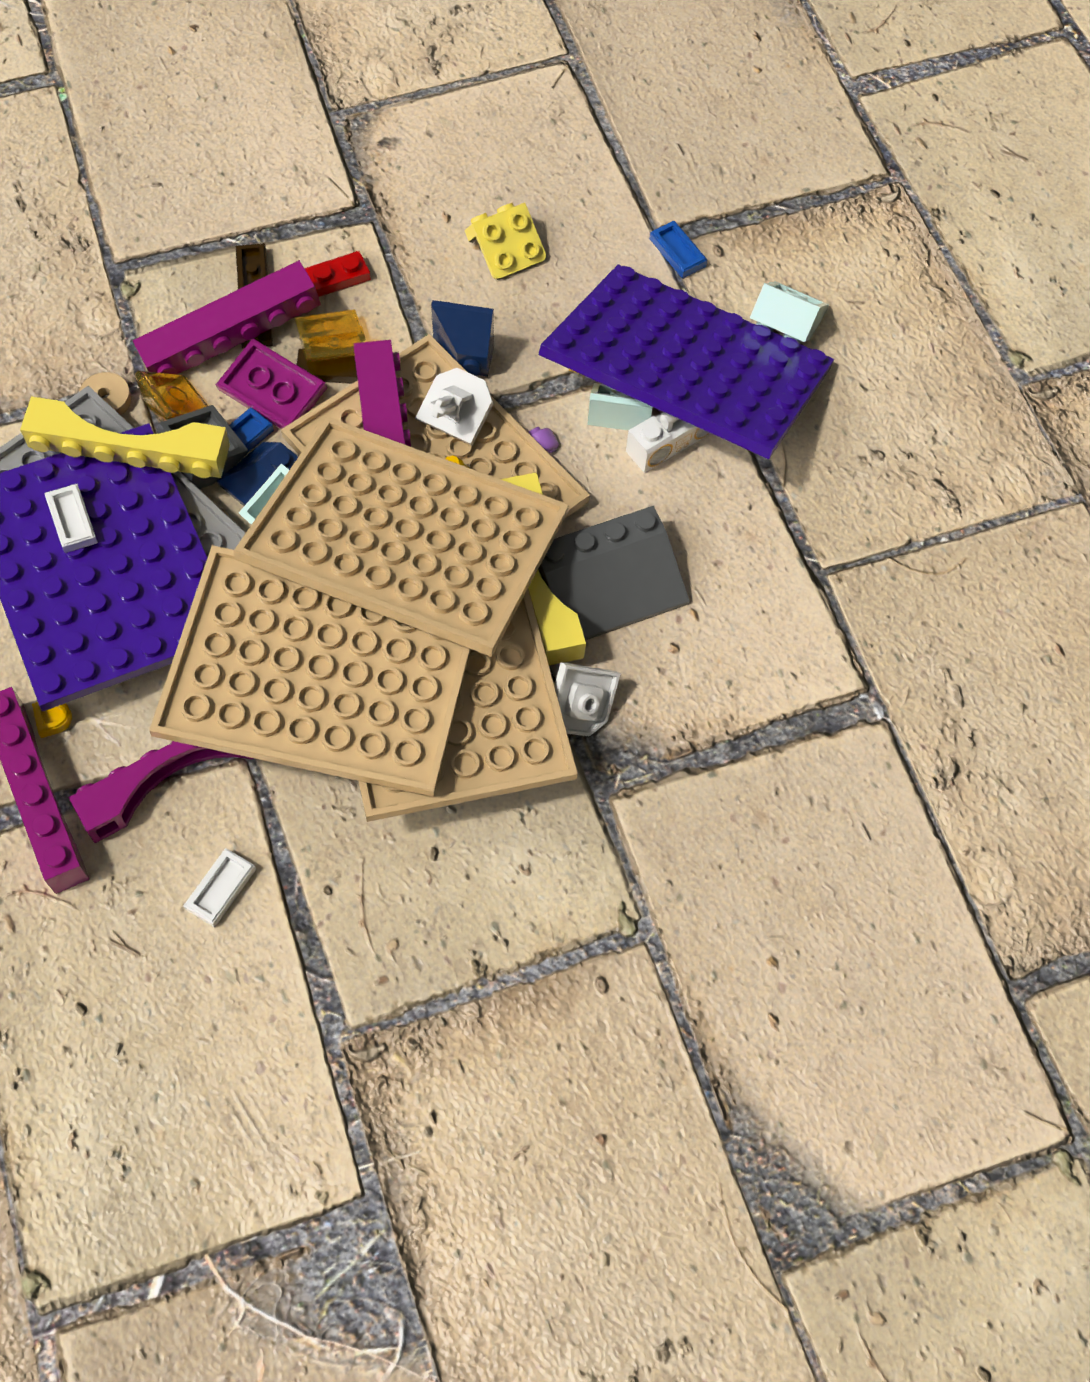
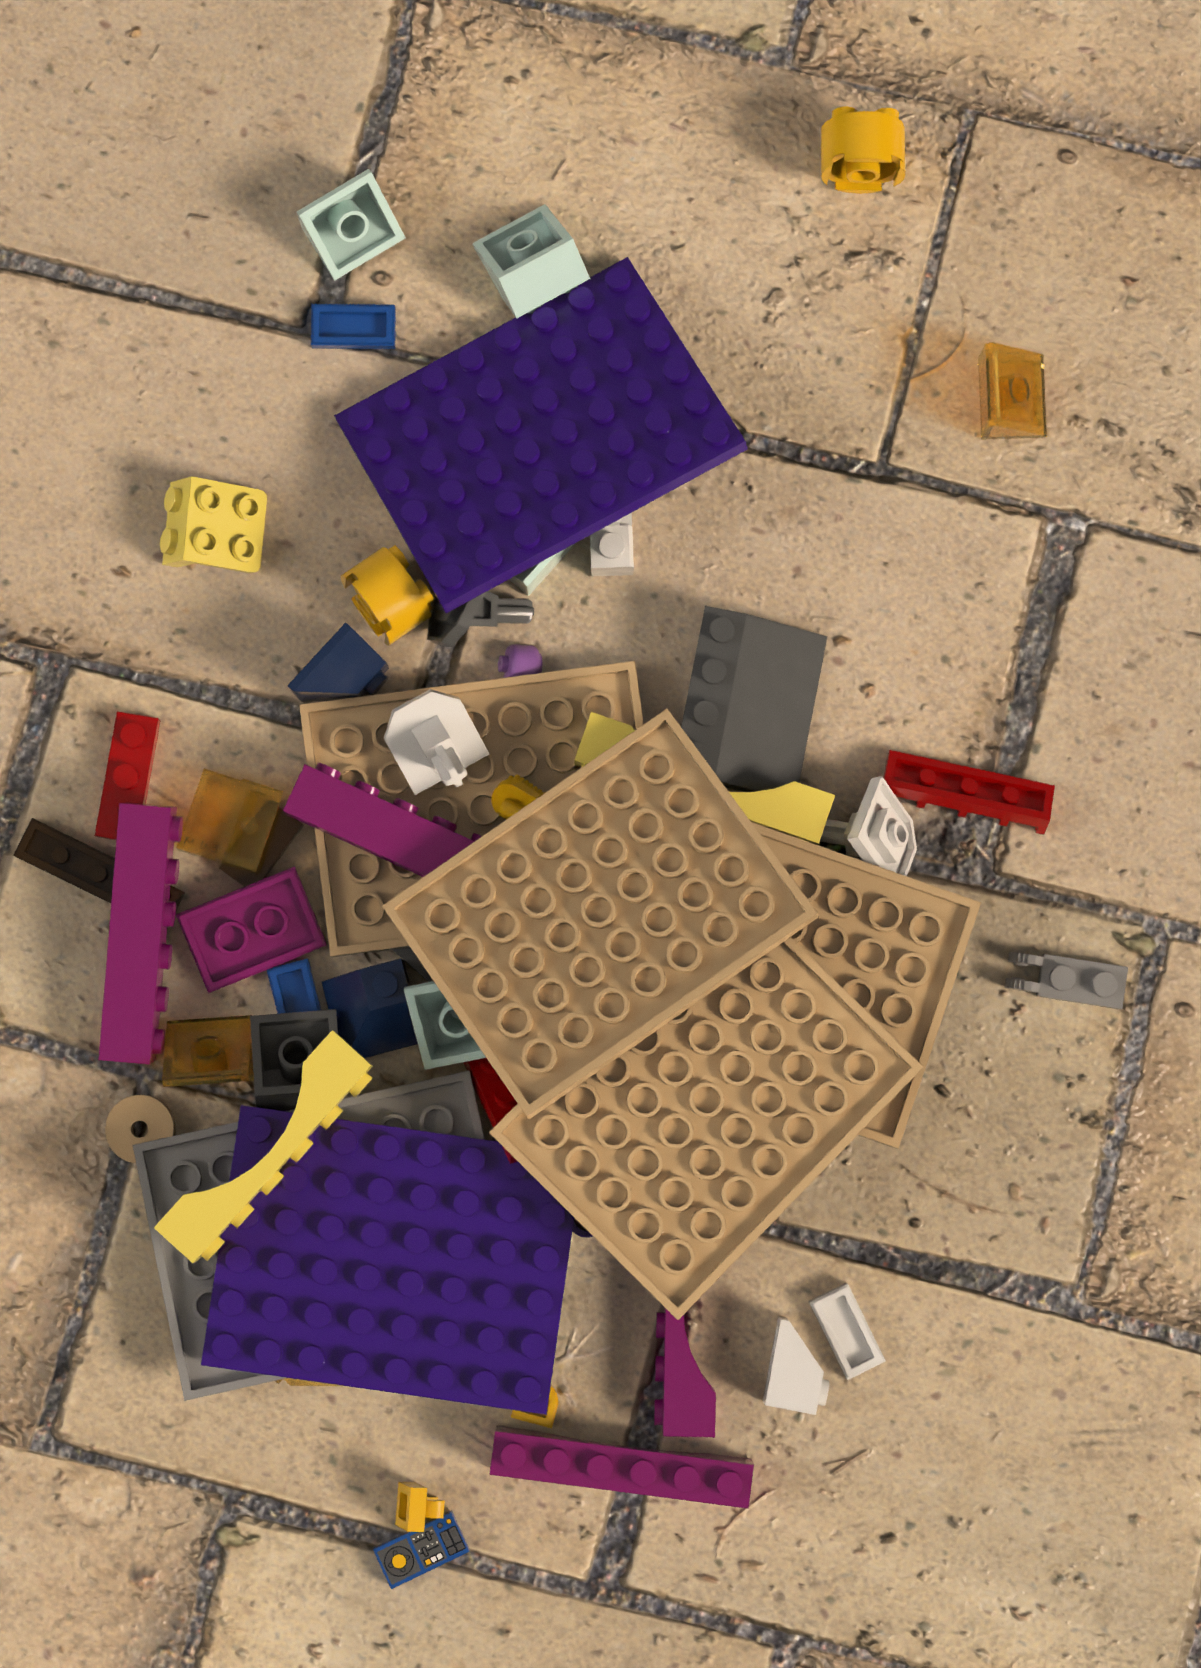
camera: 55 degrees left, 20 degrees up
(70, 518) = (330, 1262): white tile -> none
(168, 863) = (793, 1373): none -> white slope
(527, 332) = (388, 594): none -> yellow brick
(556, 386) = (484, 610): none -> dark grey piece
(569, 890) = (1072, 980): none -> light grey hinge
(652, 744) = (969, 790): none -> red hinge
(736, 209) = (350, 224): none -> light aqua slope
(929, 613) = (1011, 393): none -> clear yellow slope
(1005, 438) = (863, 149): none -> yellow brick

